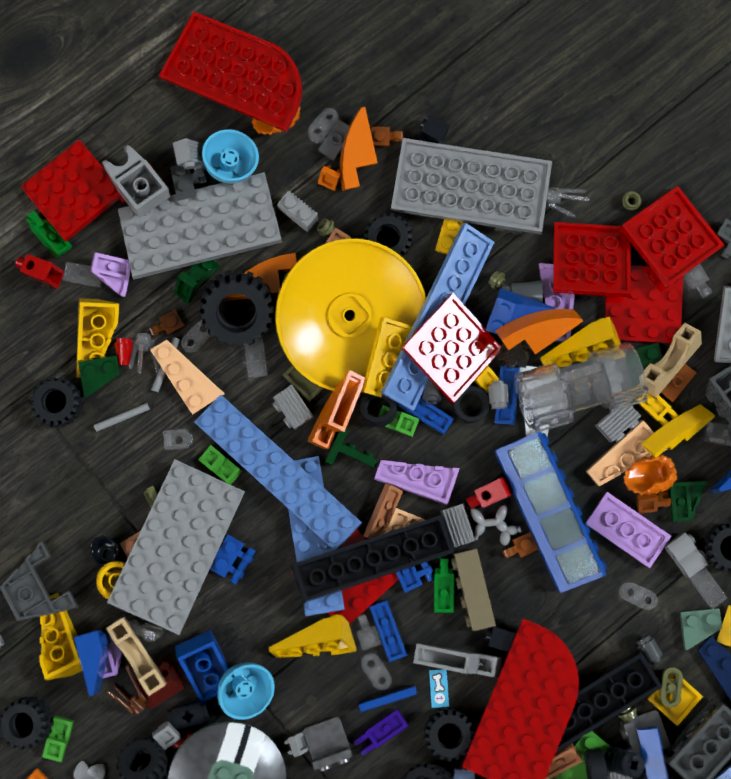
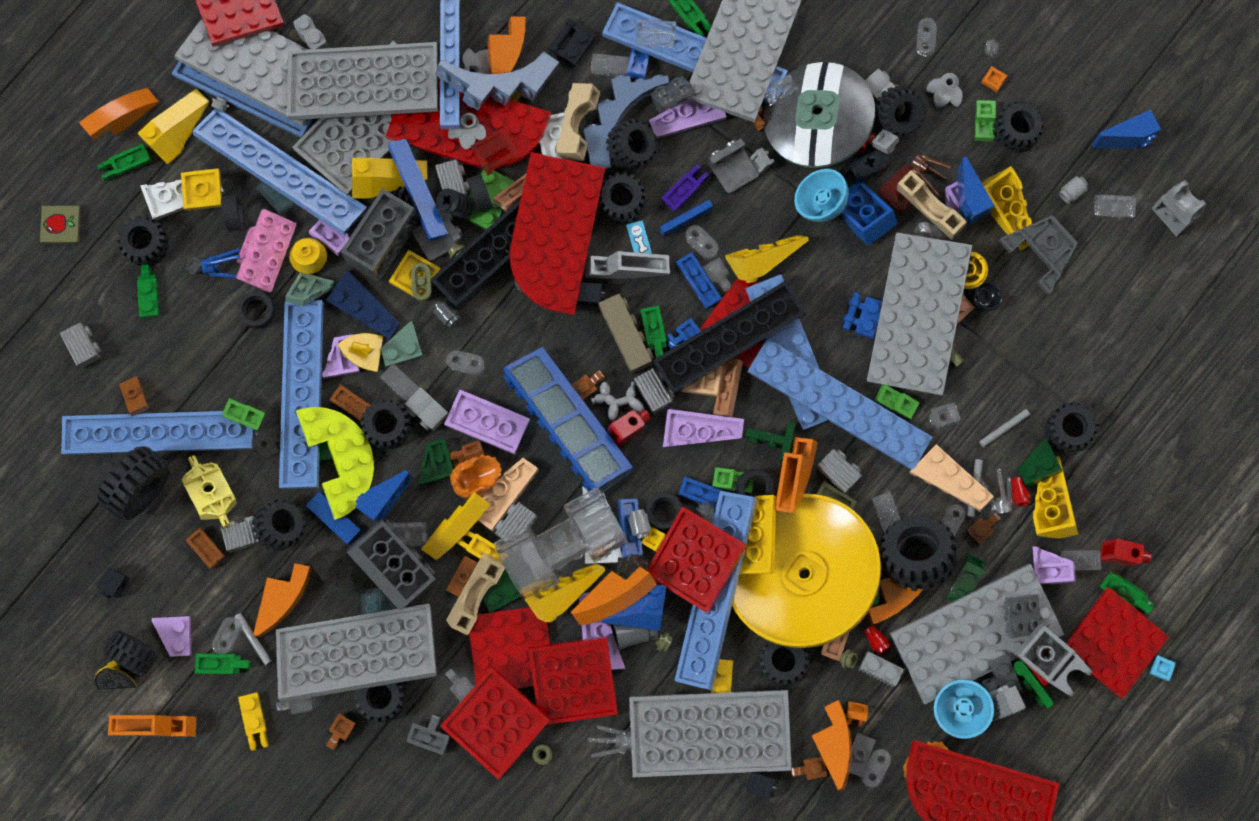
camera: 175 degrees right, 5 degrees down
(34, 160) = (1162, 668): none -> medium azure tile
(153, 229) = (1022, 615): none -> dark grey hinge
(161, 170) = (1032, 684): none -> green hinge
(294, 239) = (878, 641): none -> red cone

